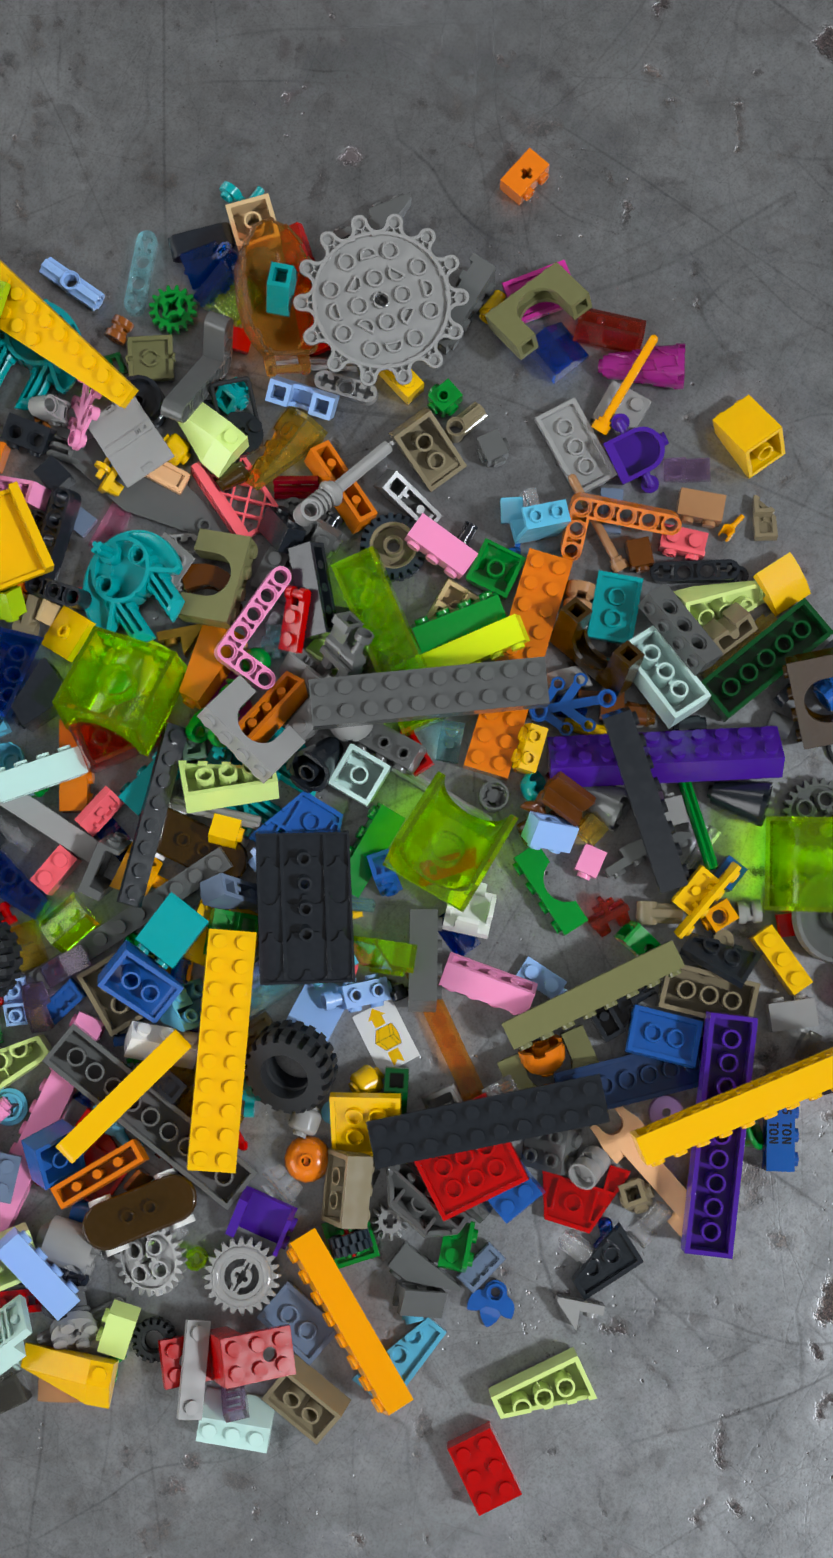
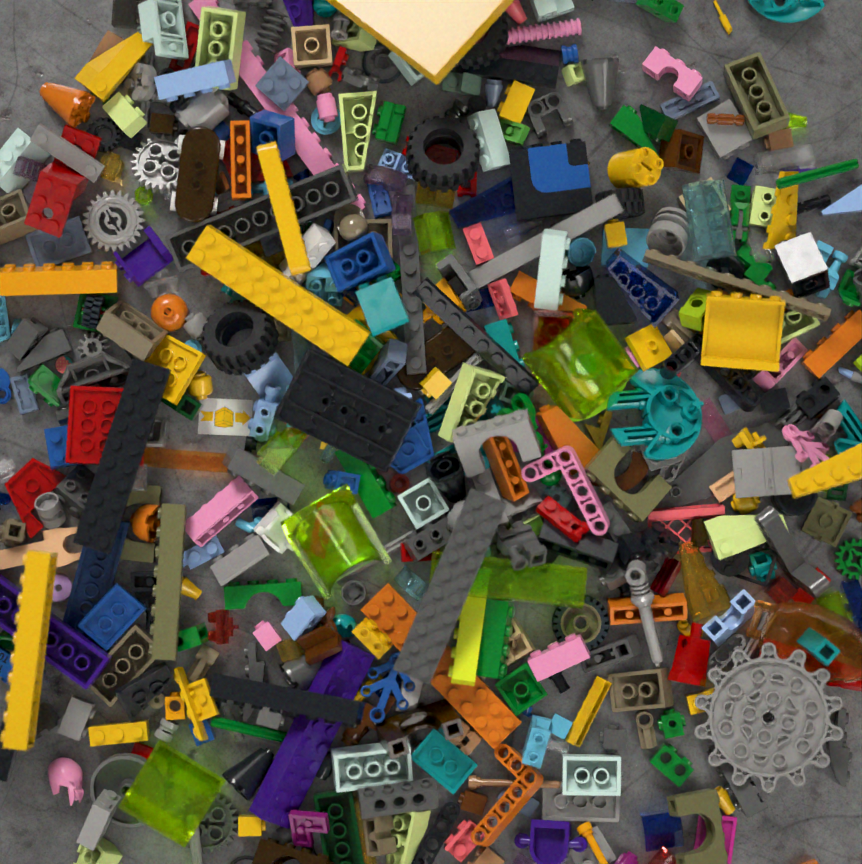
camera: 120 degrees right, 5 degrees up
(38, 741) = (577, 282): none -> black cylinder
(41, 1205) = (242, 106): none -> black pin
(103, 1016) = (351, 222): none -> dark tan cap
(107, 1280) = (163, 124): none -> dark brown brick
(139, 1399) = (68, 102): none -> orange cone
(147, 1304) = (131, 143): none -> black plate
(184, 1308) = (113, 167): none -> clear yellow head
(247, 363) = (780, 590): none -> clear red piece
(263, 508) = (656, 534): none -> black plate
(341, 434) = (684, 628): none -> yellow arm
(350, 806) = (404, 481): none -> clear red brick
(366, 415) = (691, 658): none -> red piece
(425, 1245) = (62, 362): none -> coral tile
(479, 489) = (588, 711): none -> yellow piece
(487, 945) = (247, 526): none -> medium azure arm
(489, 377) = (668, 767): none -> green brick
(526, 935) = (239, 559): none -> light grey slope
(542, 449) = (591, 774): none -> light aqua slope
(588, 969) = (190, 589): none -> yellow cone
(763, 710) = (304, 824): none -> magenta plate
(796, 768) = (250, 825): none -> yellow brick

